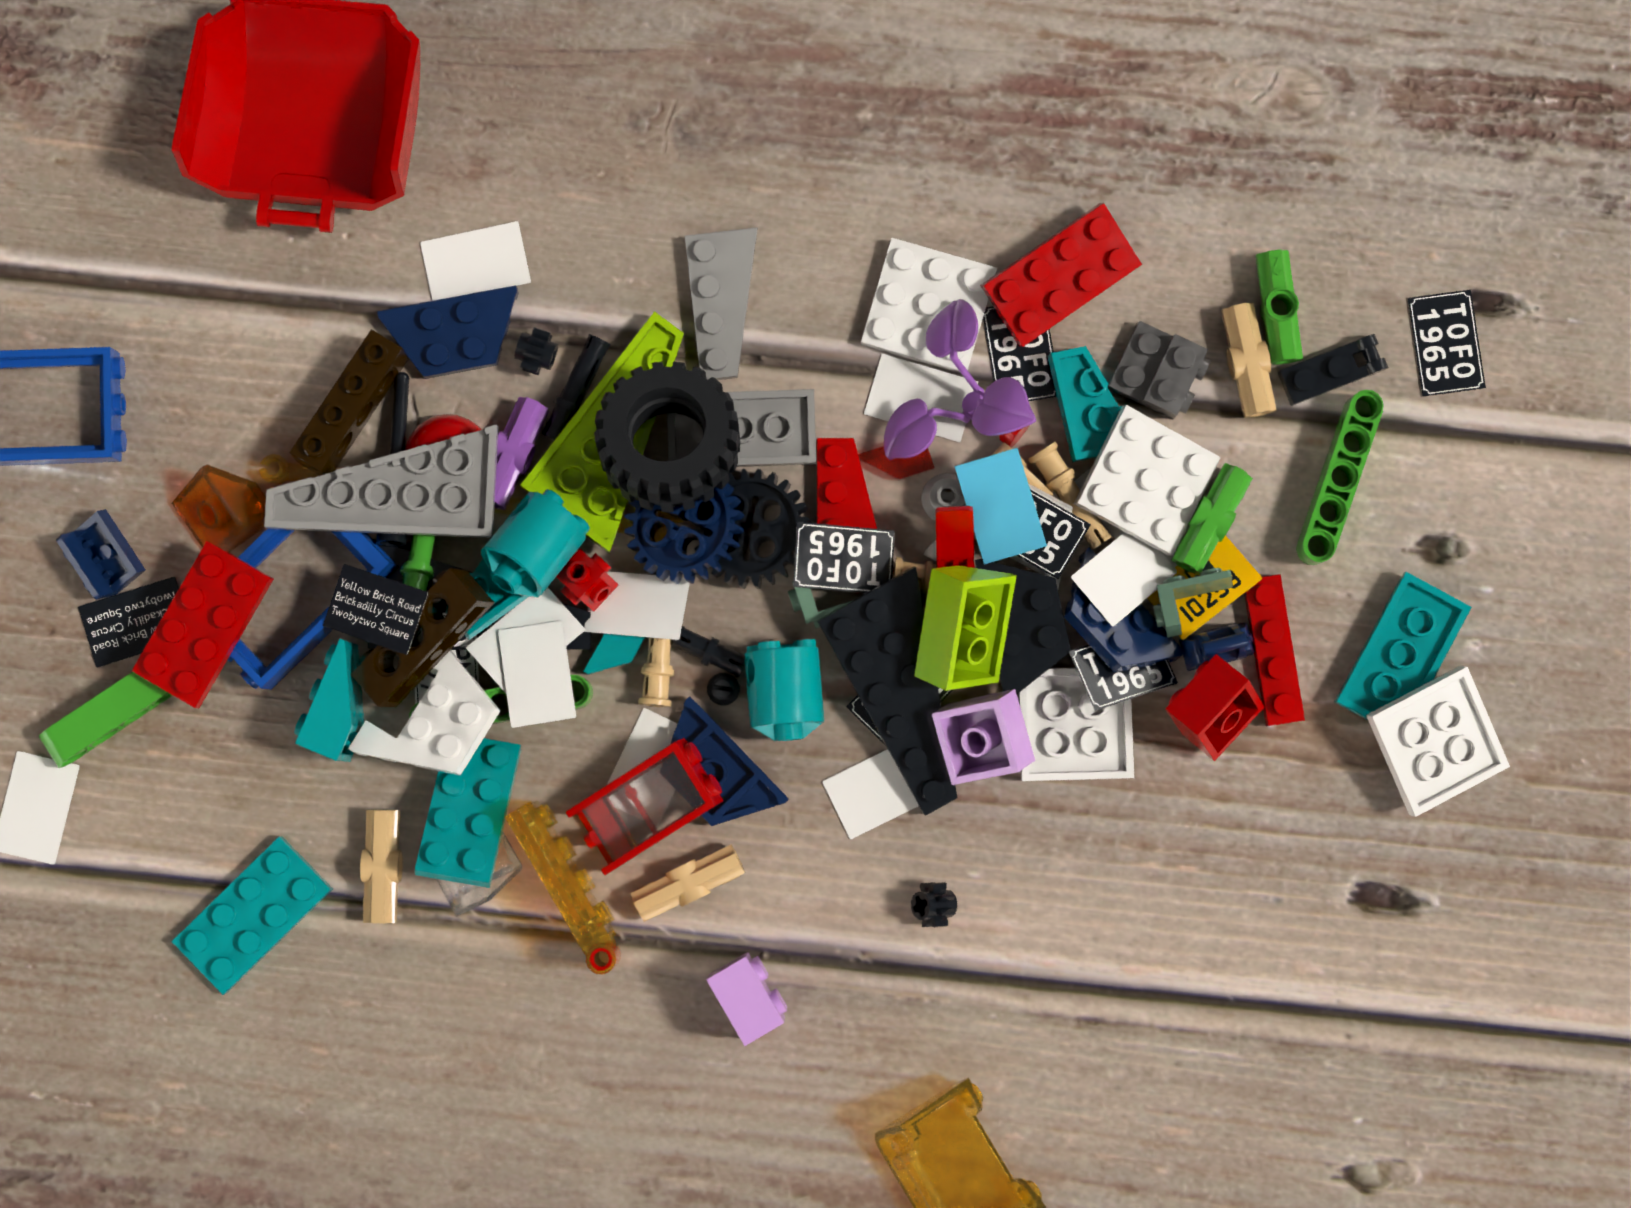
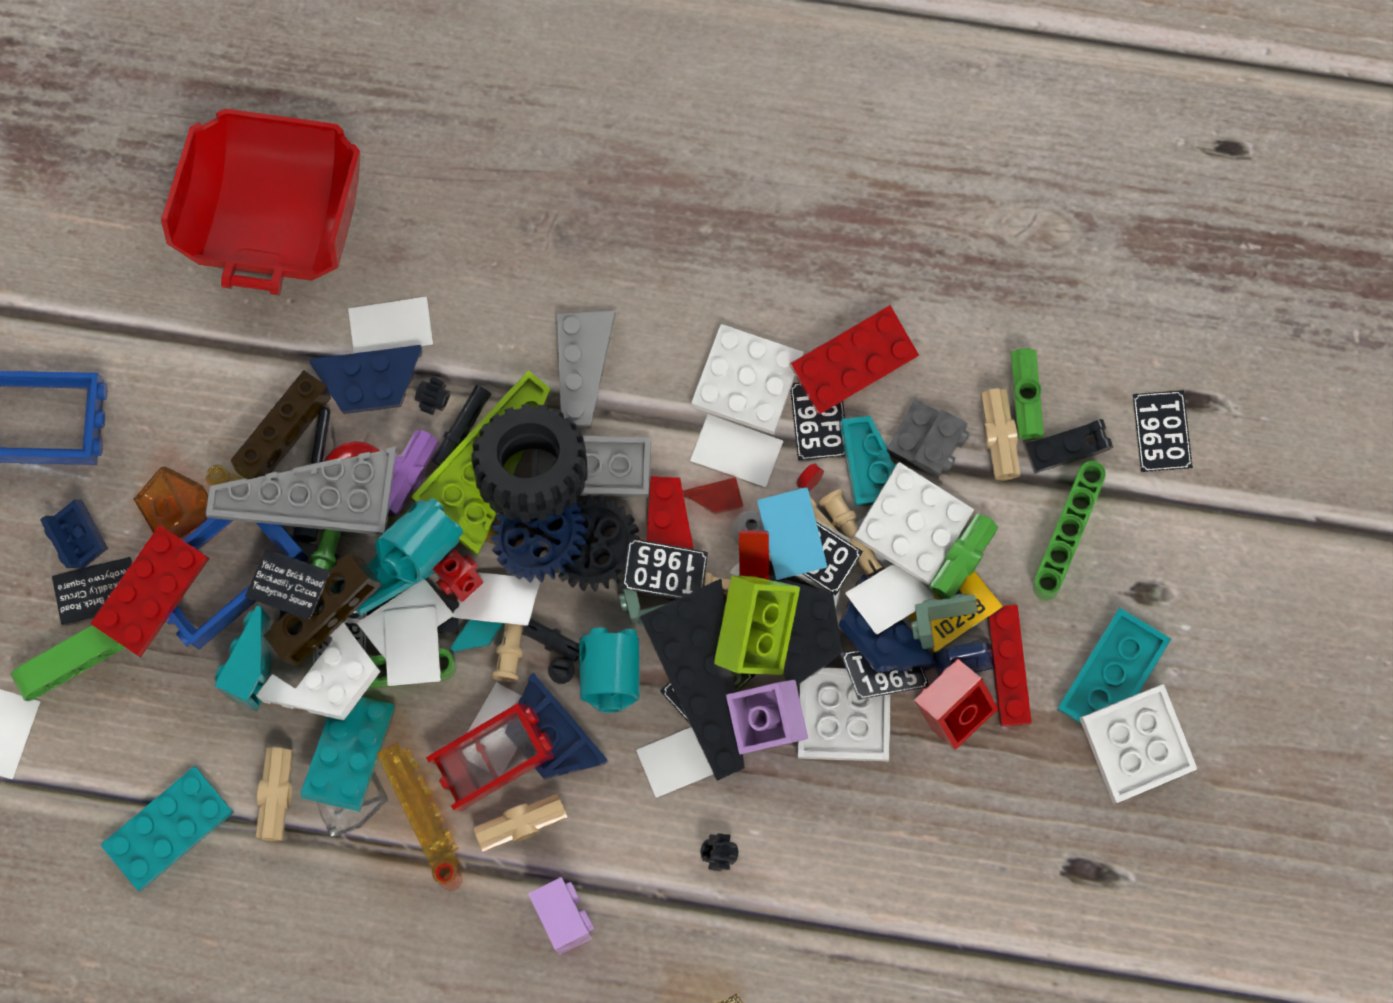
camera: 10 degrees right, 10 degrees down
(993, 413) = (786, 458): medium lavender plant -> none

